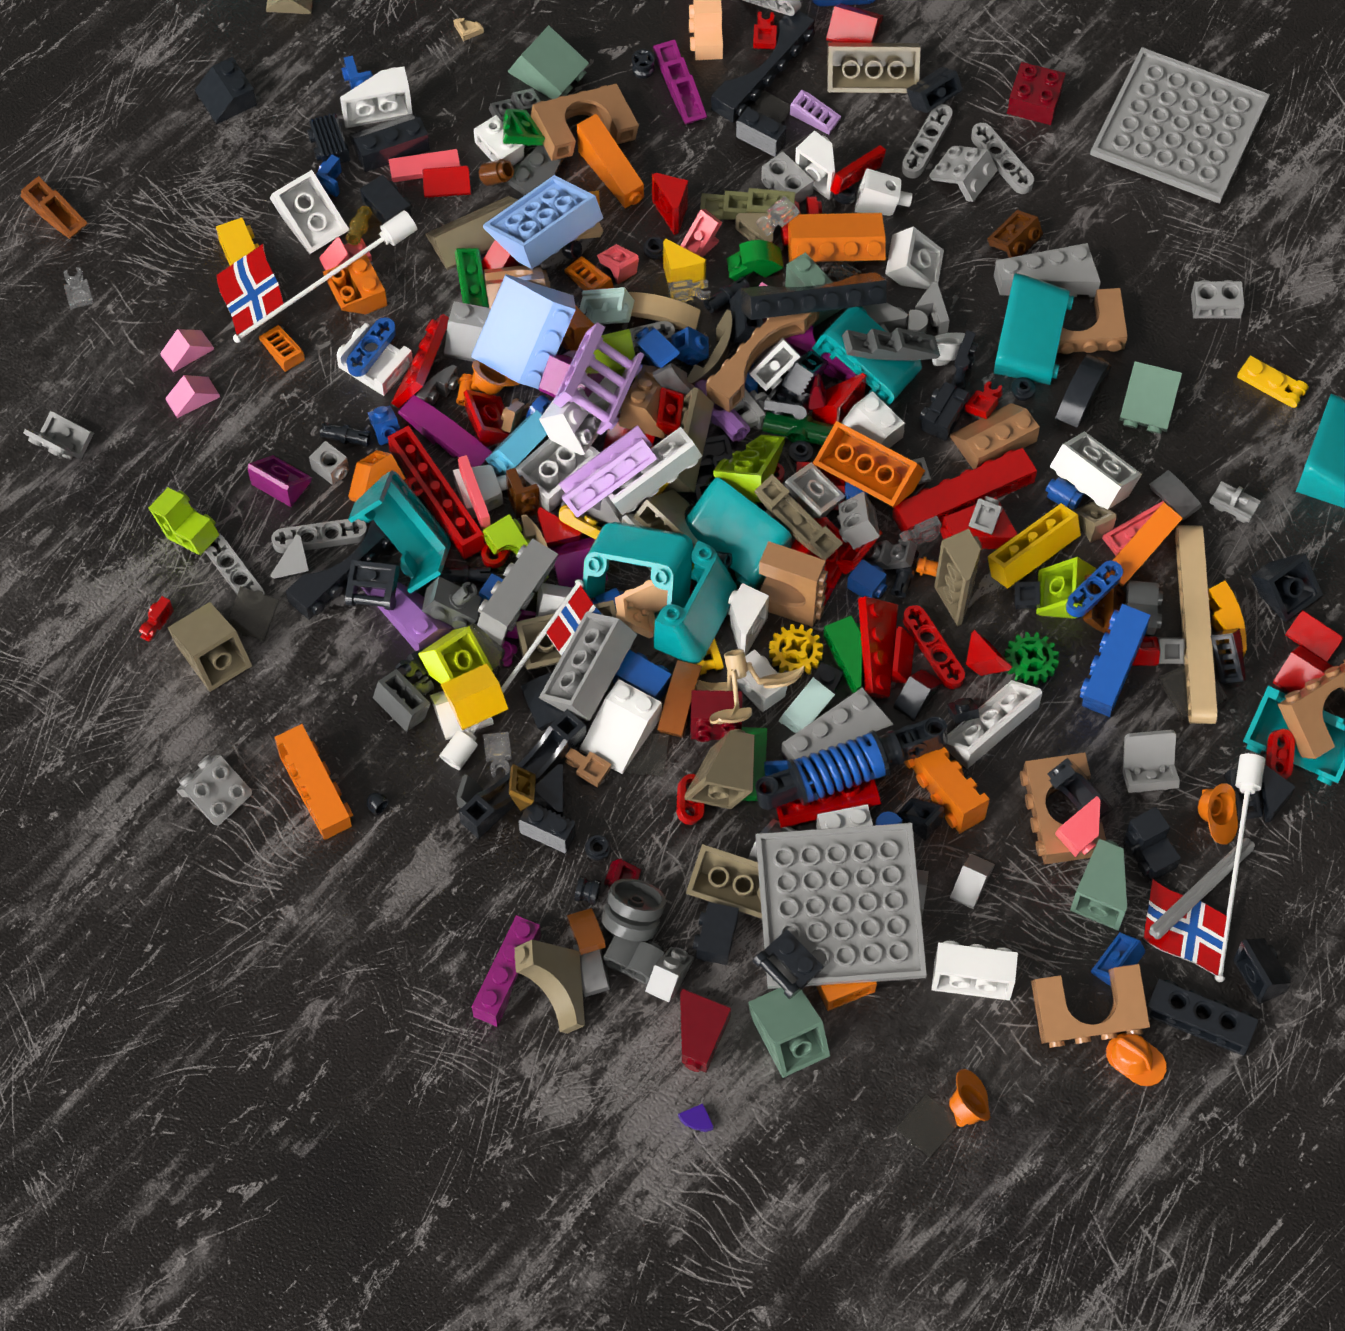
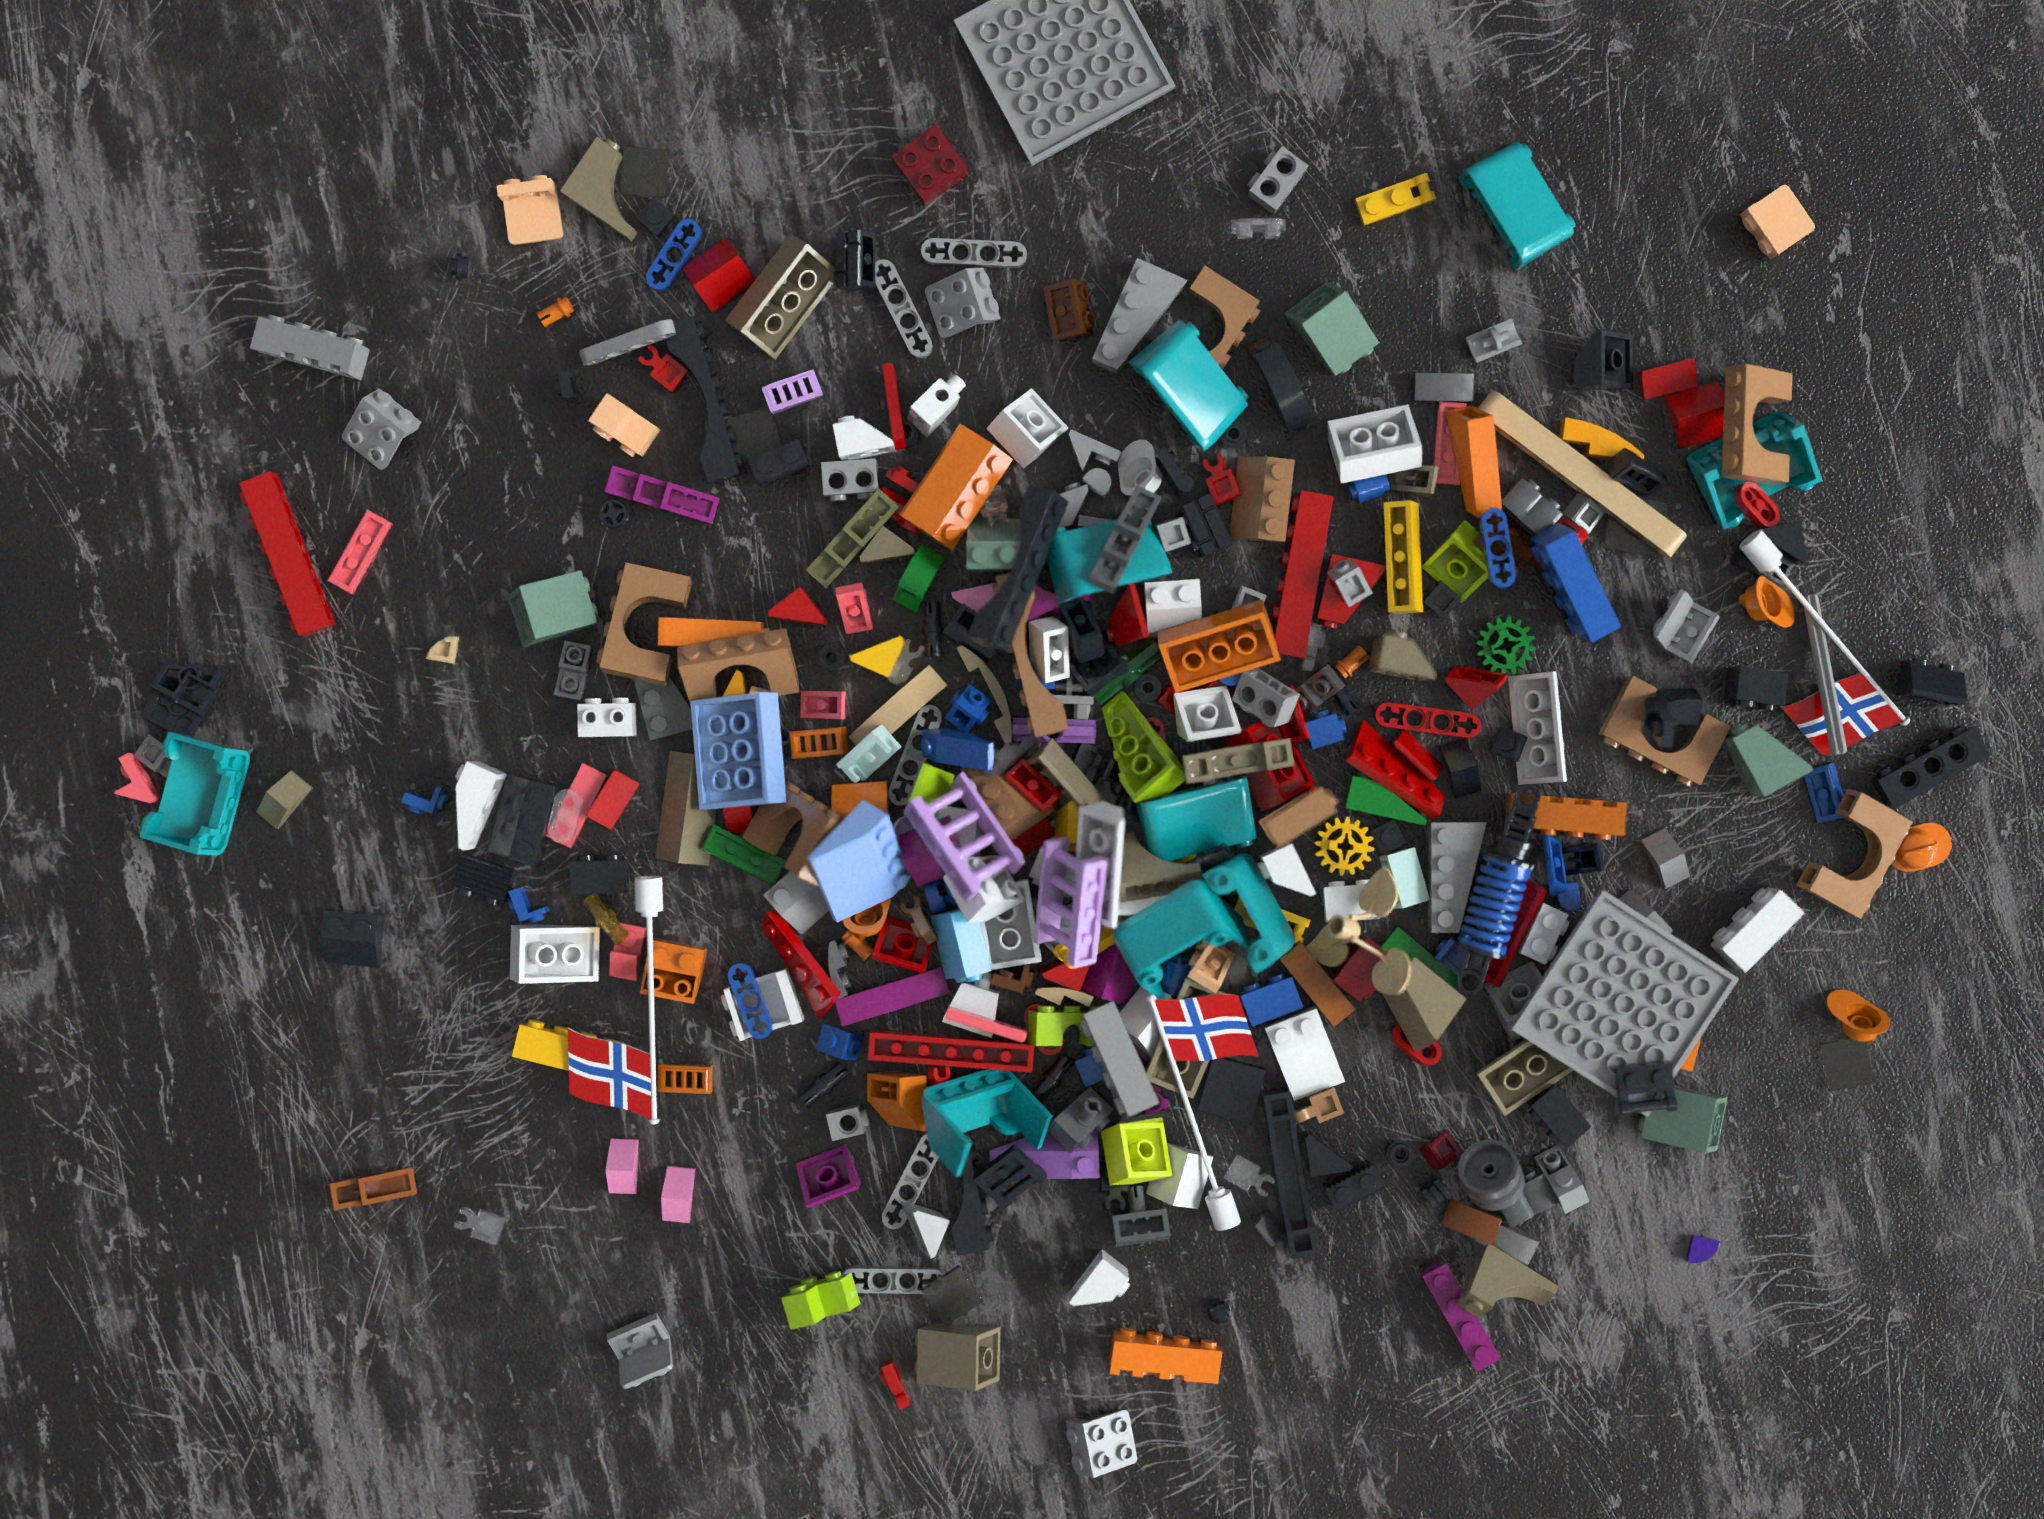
camera: 55 degrees left, 25 degrees up
(339, 696) = (1100, 1281): none -> white slope
(412, 157) = (563, 815): none -> clear plate
(475, 696) = (1189, 1167): yellow slope -> none
(496, 172) = (640, 748): reddish brown brick -> none
(520, 128) = (613, 694): green wing -> none
(522, 786) = (1308, 1188): pearl gold slope -> none
(588, 665) = (1235, 1048): light grey slope -> none
(627, 193) = (765, 650): none -> medium nougat arch
(701, 1029) = (1631, 1190): dark red slope -> none
(779, 213) = (896, 523): clear plate -> none
(818, 394) = (1116, 639): dark red slope -> none
(901, 793) = (1554, 865): none -> blue slope
(919, 389) = (1172, 533): none -> light grey brick
(1081, 829) = (1707, 741): coral slope -> none
(1175, 308) = (1268, 226): none -> clear plate

